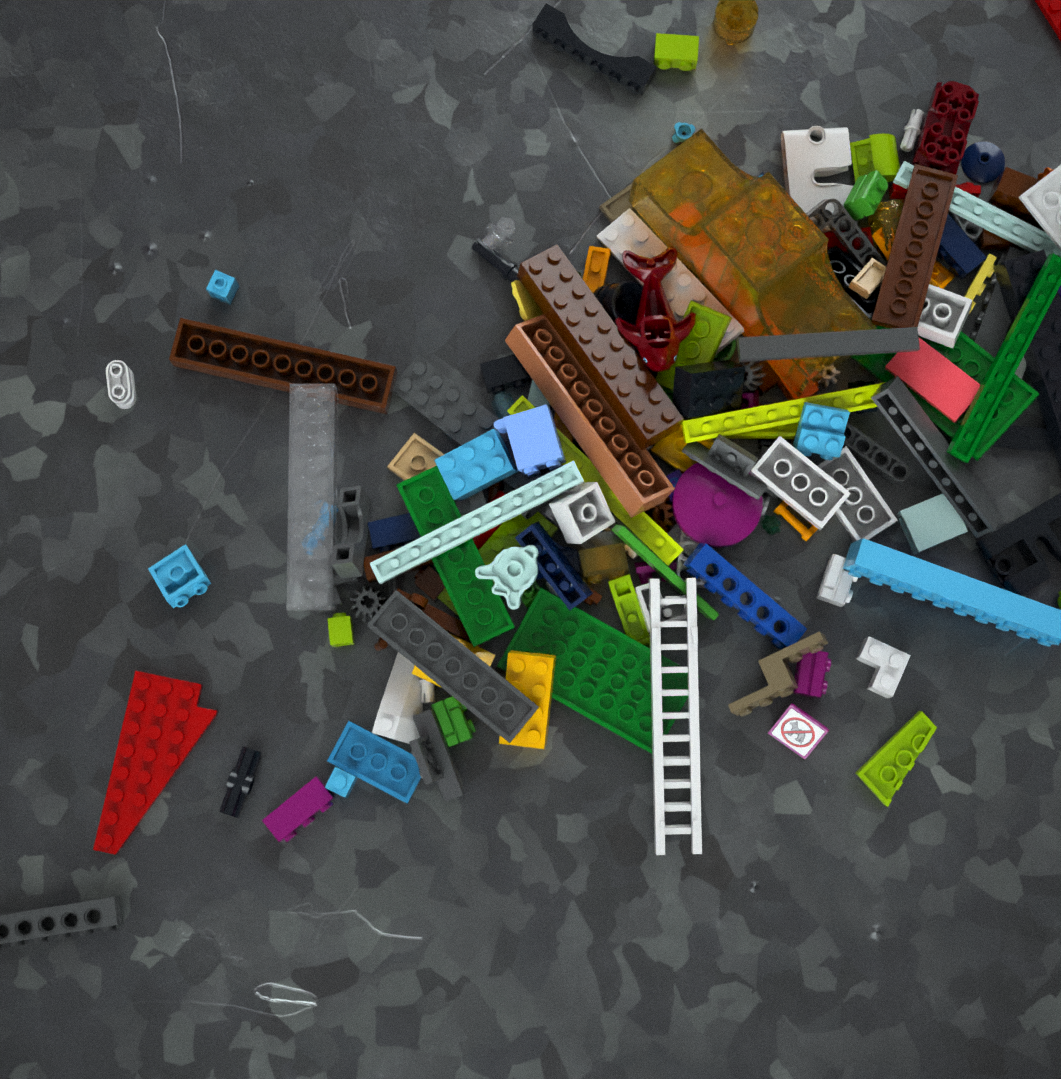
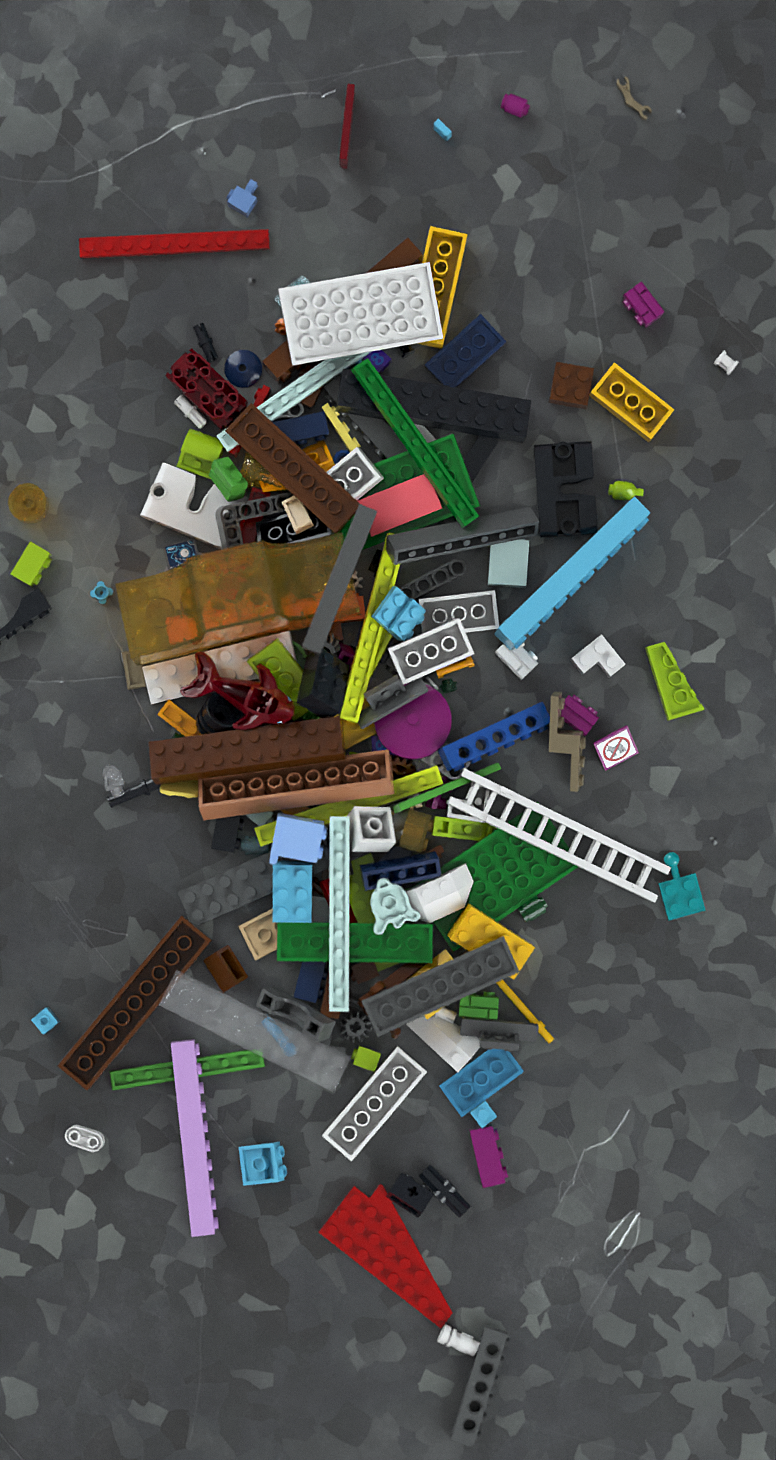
camera: 65 degrees left, 5 degrees up
(88, 879) = (460, 1341): none -> white axle
(172, 493) = (193, 1137): none -> lavender brick
(219, 734) = (400, 1194): none -> black brick
(240, 451) = (165, 1073): none -> bright green tile
(297, 661) = (374, 1103): none -> white brick
(363, 439) = (225, 968): none -> reddish brown brick
(473, 770) = (525, 1011): none -> yellow bar
(550, 622) = (441, 894): none -> white wedge
(583, 728) = (533, 909): none -> dark green brick
(678, 880) = (681, 894): none -> teal plate
(989, 111) = (205, 342): none -> black pin

